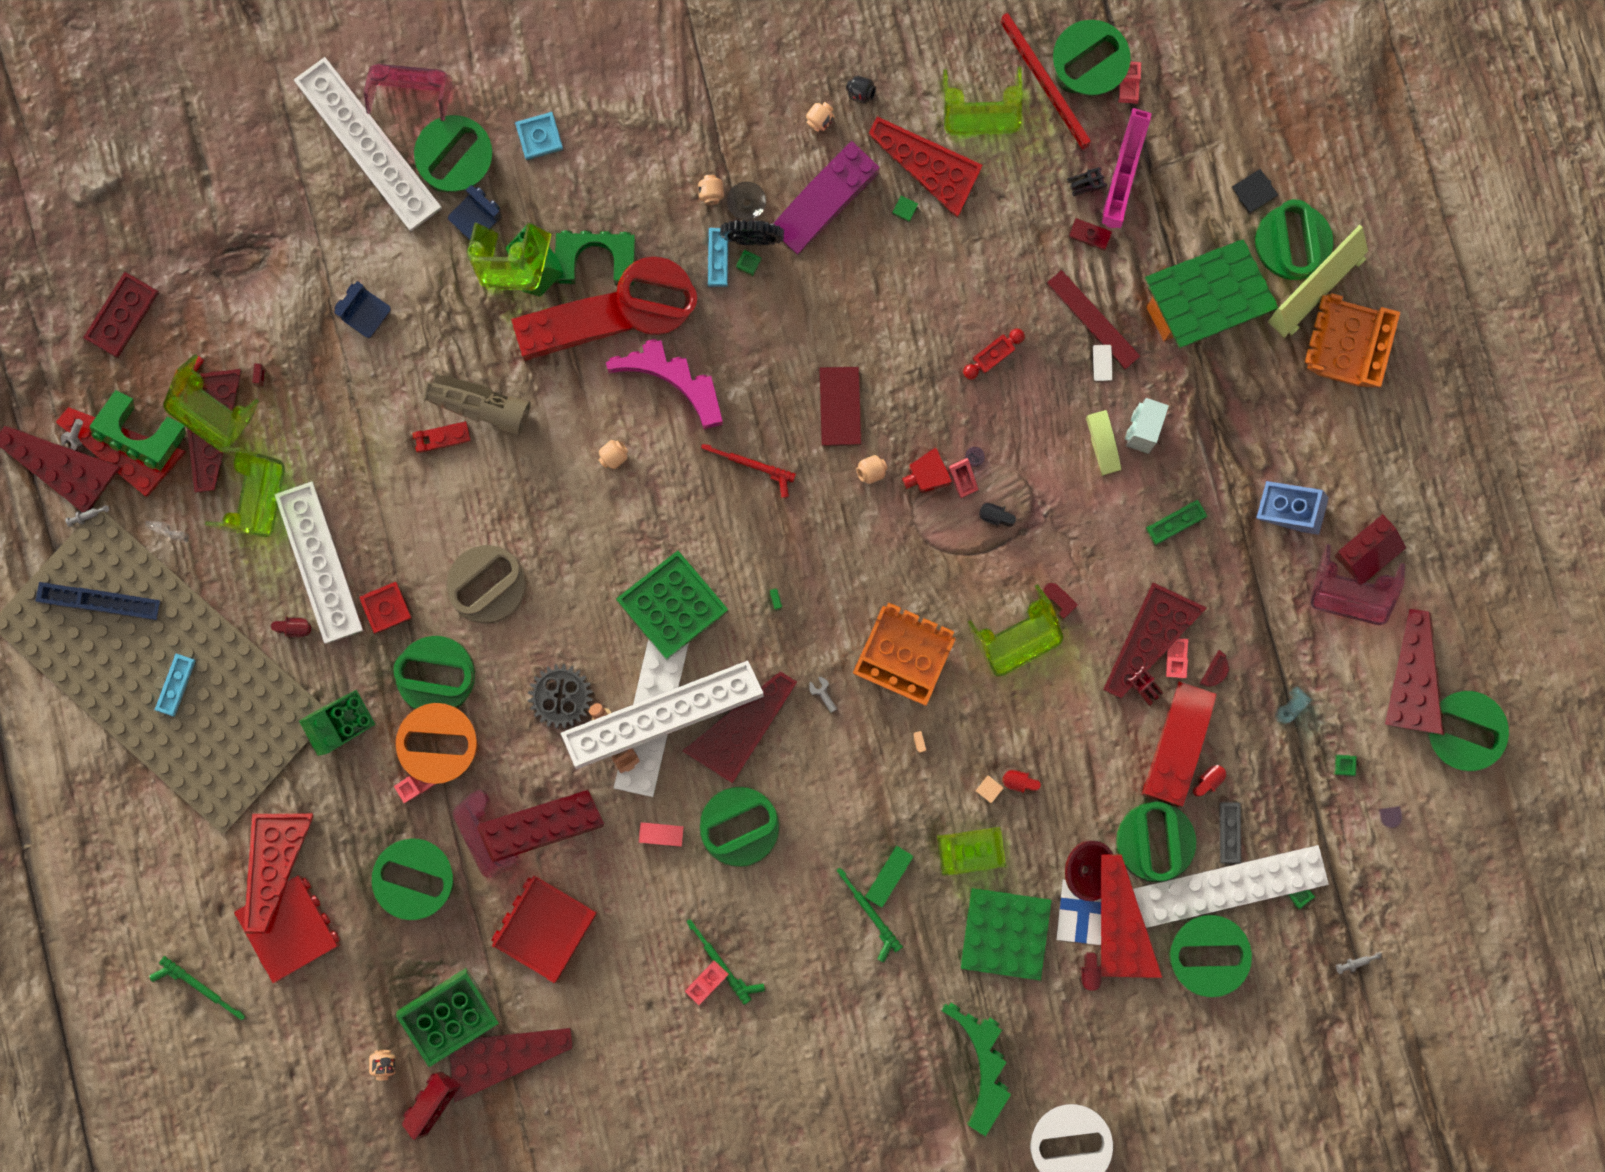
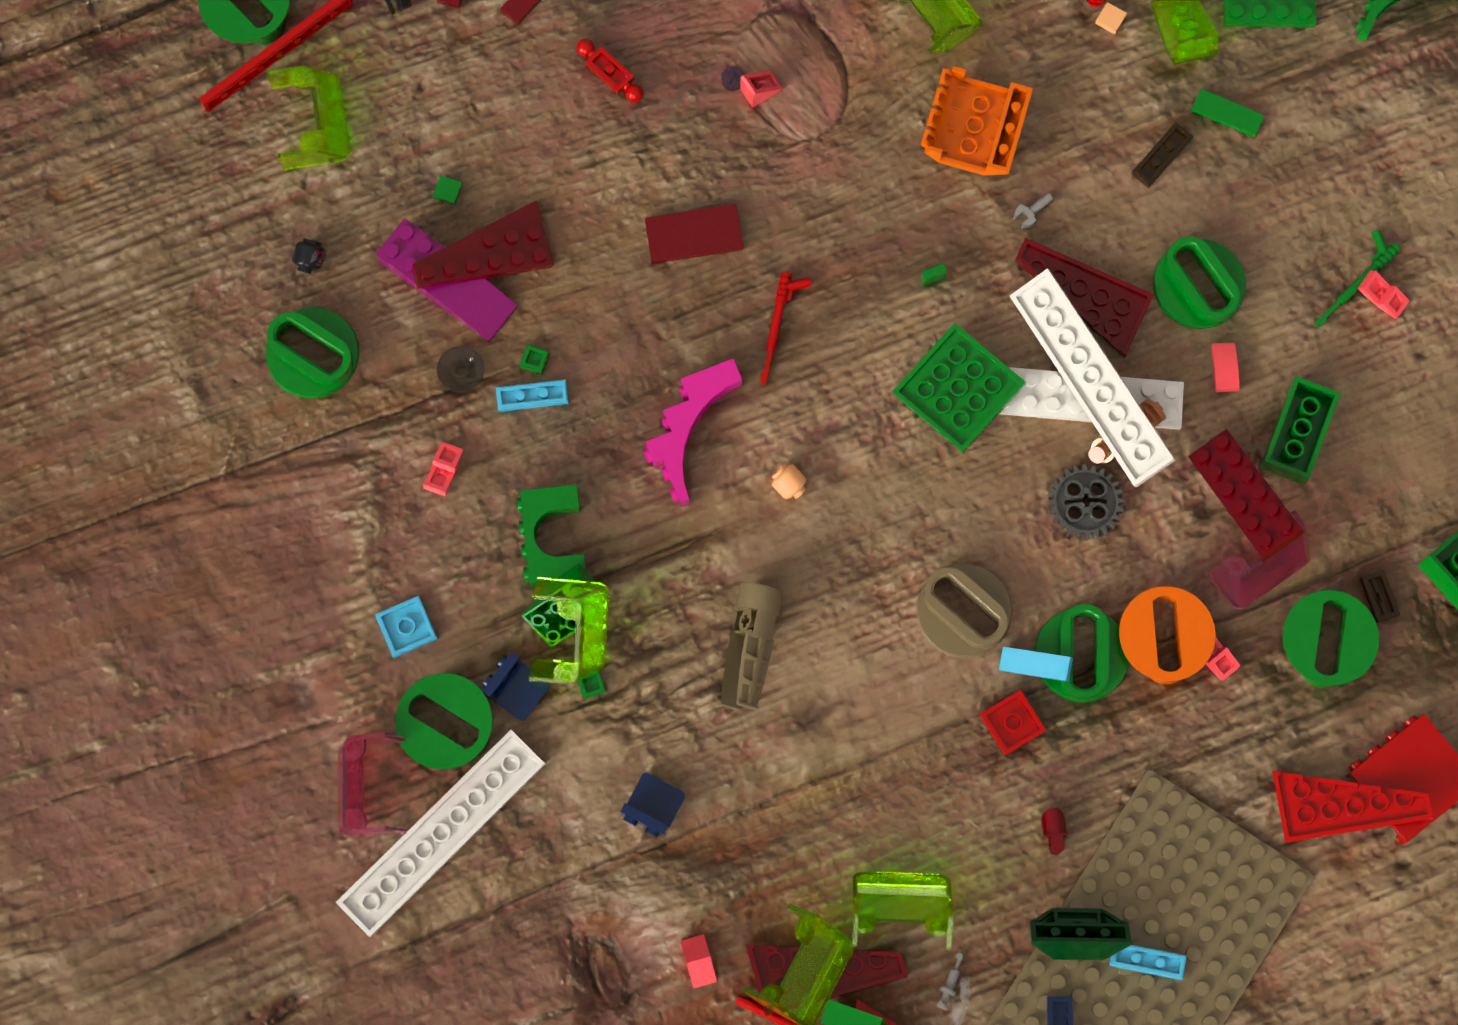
camera: 95 degrees left, 5 degrees down
(184, 526) = (950, 984): none -> light grey piece
(203, 630) = (1079, 934): none -> dark green wedge
(235, 331) = (698, 961): none -> coral slope
(258, 375) = (750, 920): dark red tile -> none
(318, 562) = (970, 811): white plate -> none
(337, 723) = (1162, 757): green slope -> none
(428, 632) = (1035, 664): none -> medium azure tile
(428, 934) = (1371, 600): none -> dark brown tile
(442, 437) = (794, 687): red plate -> none
(468, 276) = (592, 685): none -> green tile
(543, 928) = (1357, 482): red panel -> none
(568, 325) = (637, 551): red slope -> none
(594, 886) = (1299, 430): none -> green brick
(651, 316) = (562, 456): red piece -> none
(665, 179) = (443, 469): none -> coral slope
(711, 190) = (451, 412): light nougat head -> none
(751, 232) = (503, 350): black gear -> none
(794, 100) = (298, 374): none -> green piece
(820, 116) = (347, 297): light nougat head -> none
(845, 245) = (501, 248): none -> dark red wing
(858, 813) = (1162, 155): none -> dark brown tile
(871, 469) = (765, 187): light nougat head -> none
(886, 935) = (1294, 107): green piece -> none
(919, 742) = (1071, 96): light nougat tile -> none
(927, 473) = (759, 125): red torso -> none
(936, 168) = (395, 159): red wing -> none
(996, 515) = (798, 45): black arm -> none

